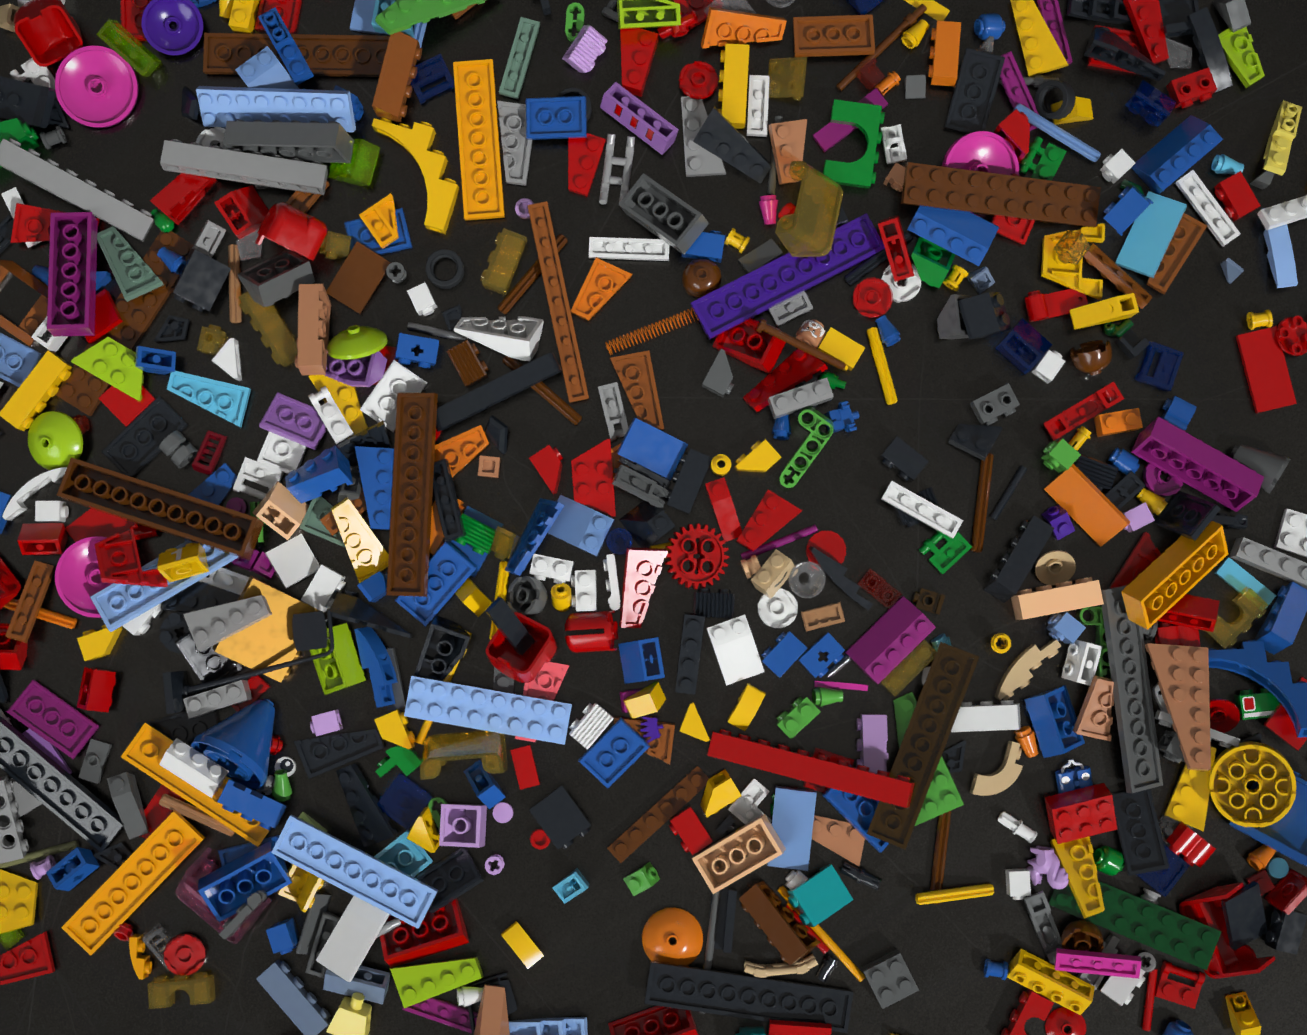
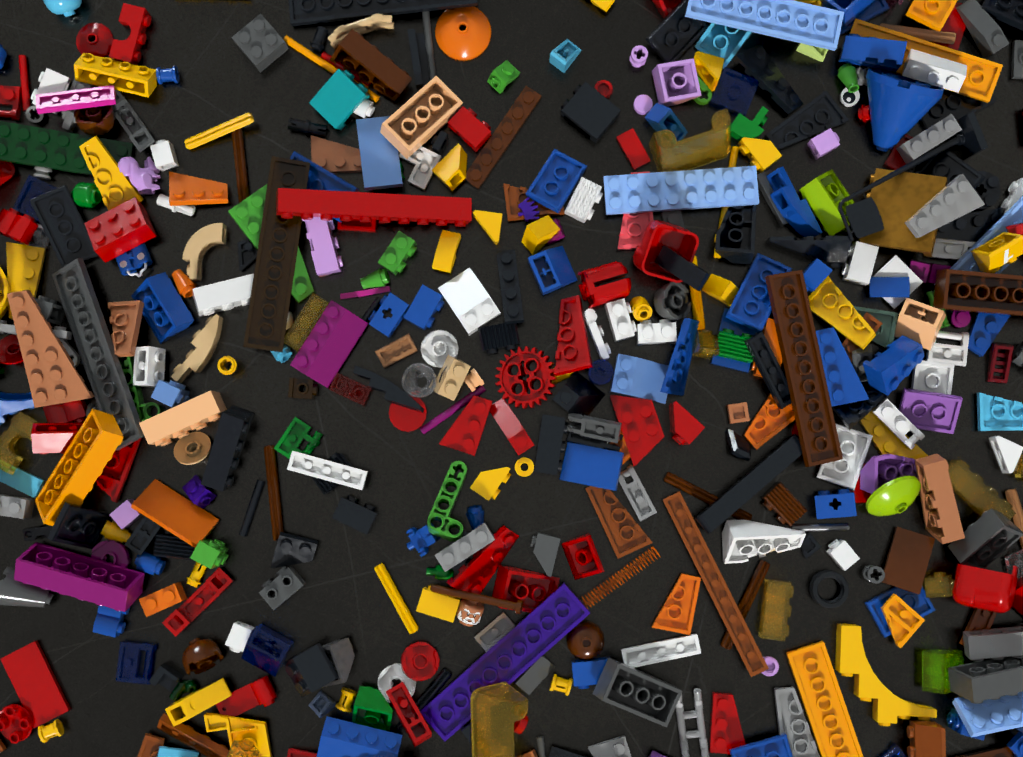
camera: 165 degrees right, 0 degrees up
(301, 555) = (889, 287): none -> blue slope
(683, 360) = (582, 557): none -> red slope
(768, 207) = (538, 723): dark pink cone -> none
(887, 331) = (398, 632): blue cone -> none
(994, 836) = (195, 190): none -> orange wing

